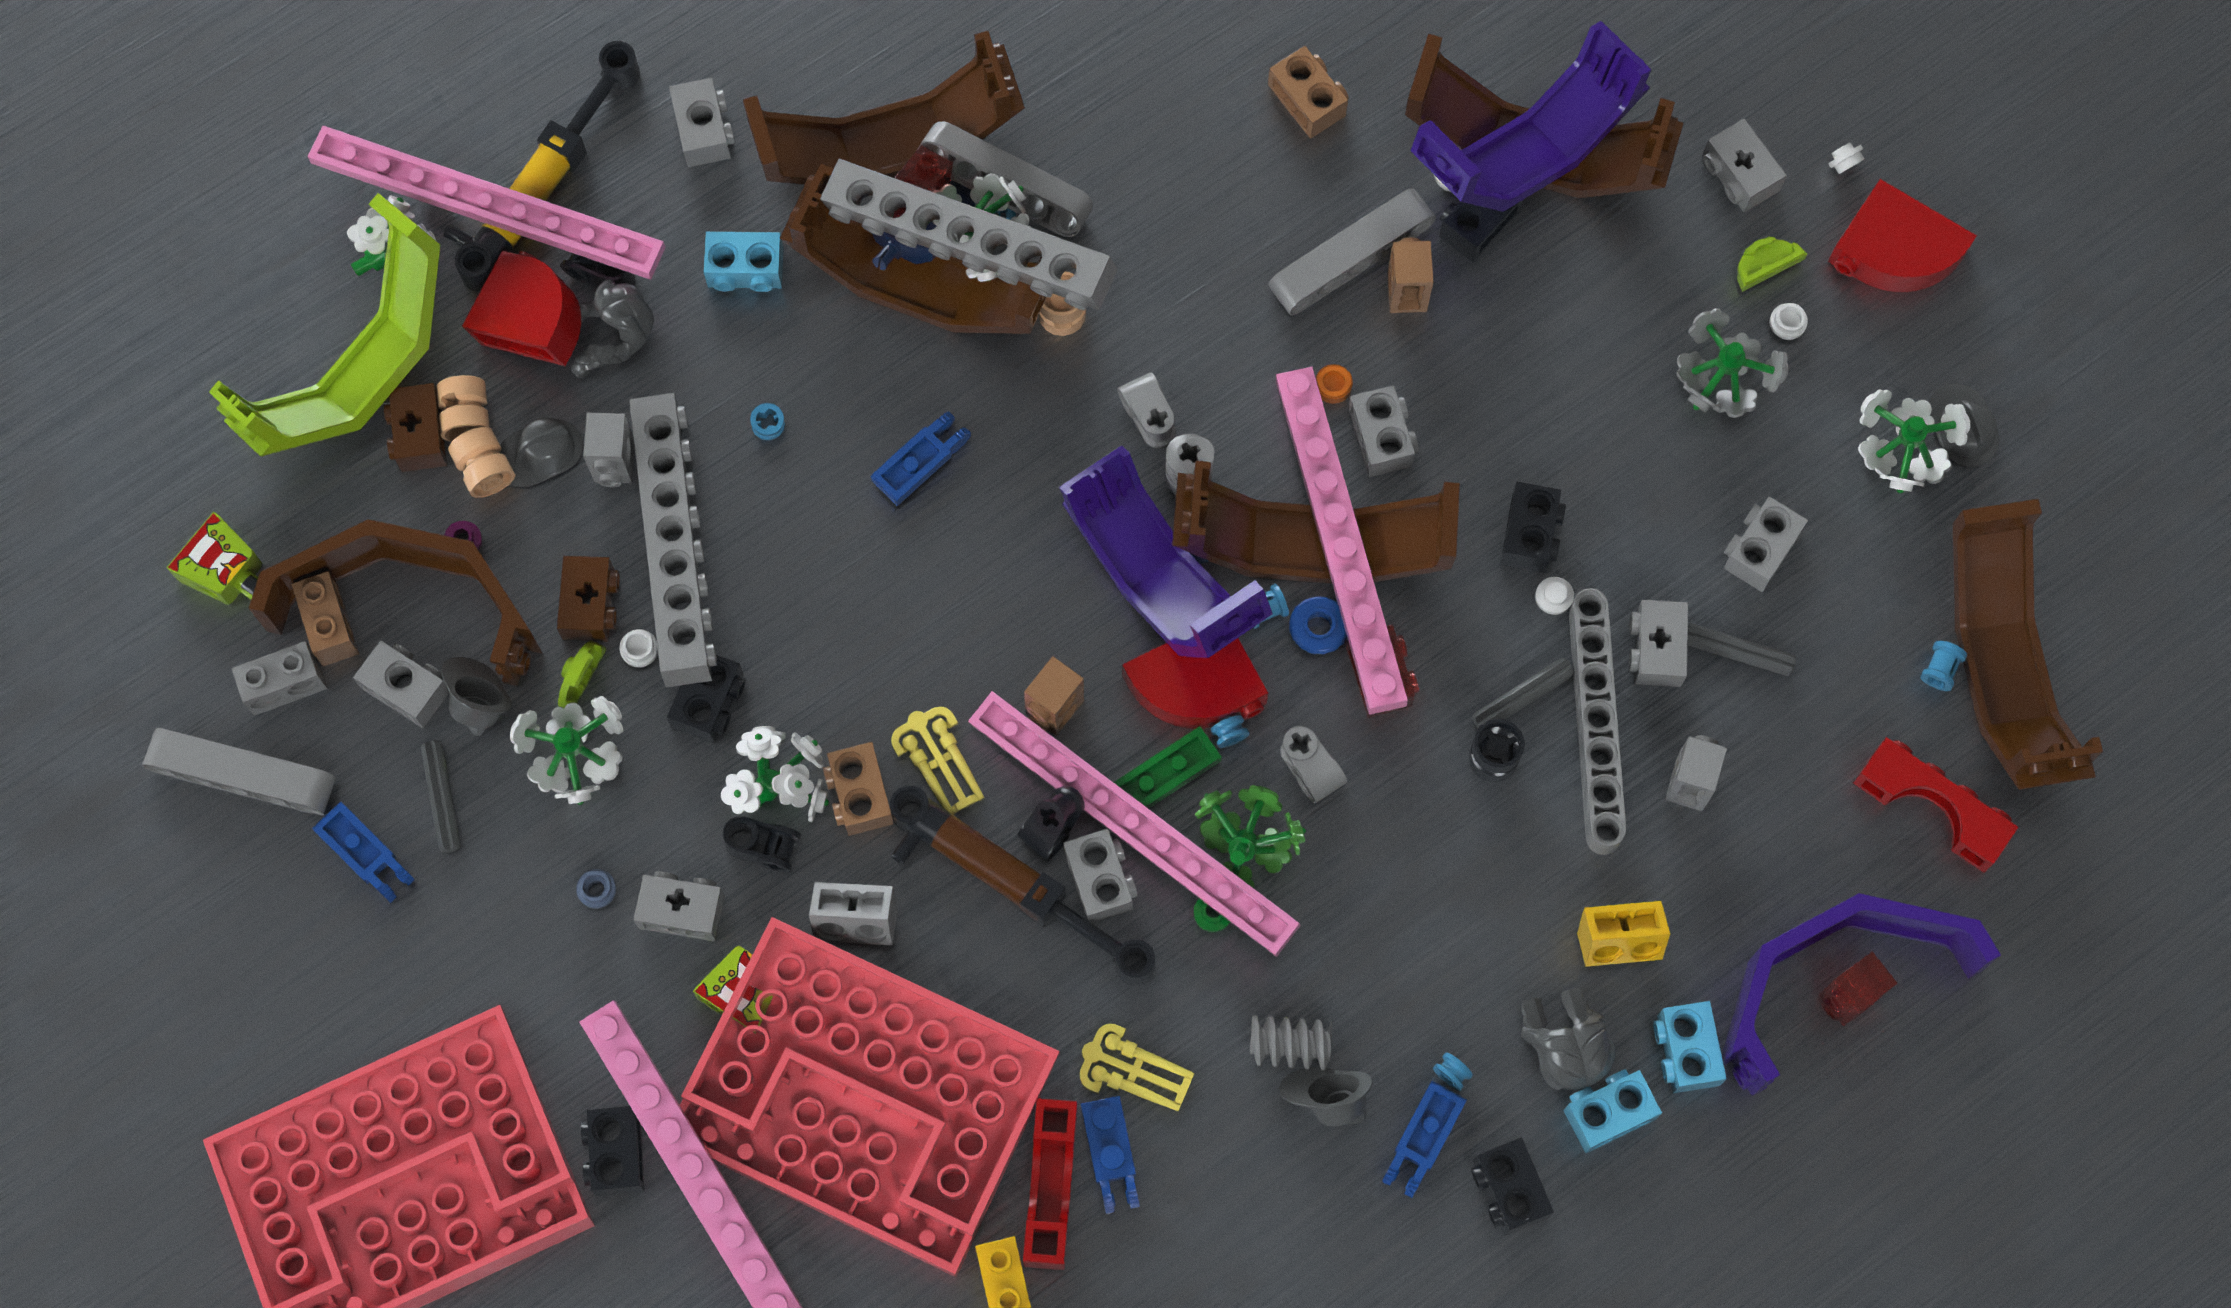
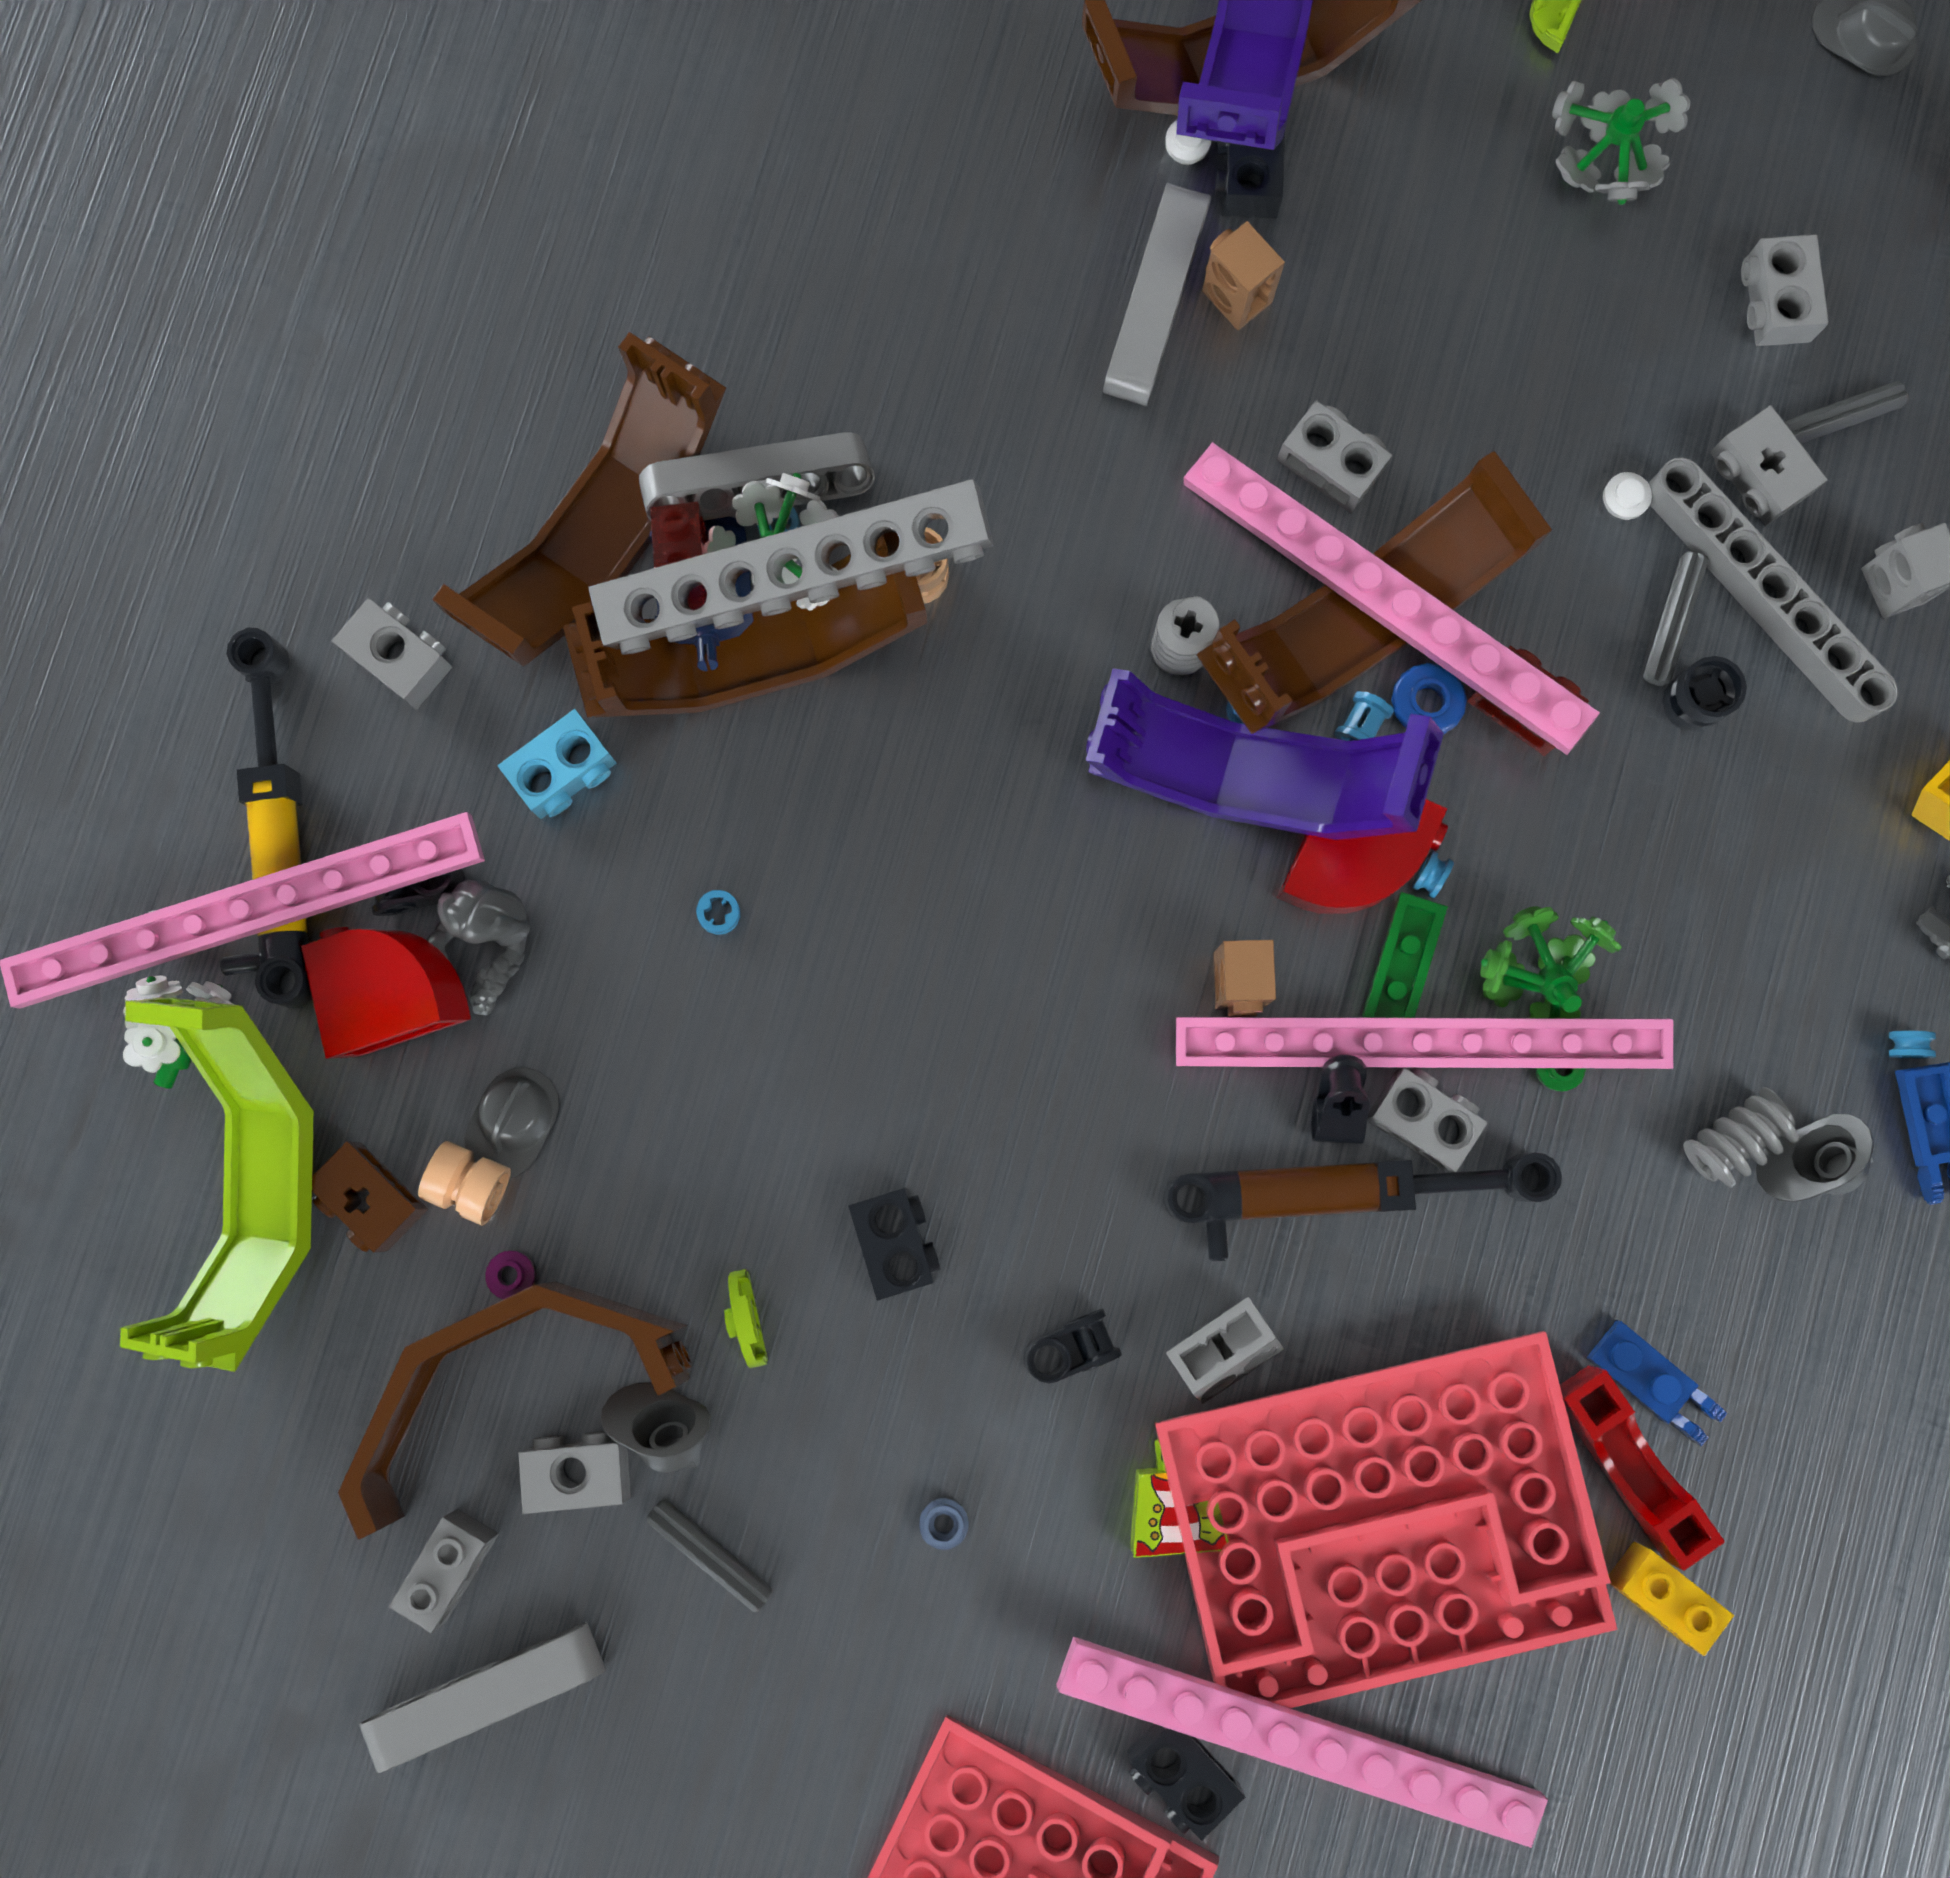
camera: 35 degrees left, 10 degrees up
(217, 562) = (277, 1498): torso -> none
(325, 619) = (439, 1471): medium nougat brick -> none
(359, 848) = (675, 1675): blue hinge -> none
(462, 405) = (395, 1138): light nougat wheel -> none
(568, 733) = (803, 1430): white plant -> none
(578, 580) = (664, 1227): reddish brown brick -> none
(609, 448) = (587, 1070): light grey brick -> none
(638, 648) = (782, 1246): white plate -> none
(657, 914) = (1032, 1502): light grey brick -> none
(678, 663) = (599, 1005): light grey brick -> none
(790, 782) = (1013, 1266): white plant -> none
(865, 787) = (1129, 1207): medium nougat brick -> none
(918, 459) = (903, 837): blue hinge -> none
(918, 723) = (1123, 1103): light yellow piece -> none
(1093, 1053) = (1557, 1297): light yellow piece -> none
(1146, 406) = (1083, 604): light grey piece -> none
(1300, 95) = (976, 172): medium nougat brick -> none
(1316, 769) = (1543, 846): light grey piece -> none
(1334, 383) = (1245, 441): orange tile -> none
(1524, 526) = (1542, 447): black brick -> none
(1788, 321) = (1626, 49): white plate -> none
(1912, 426) = (1870, 85): white plant -> none

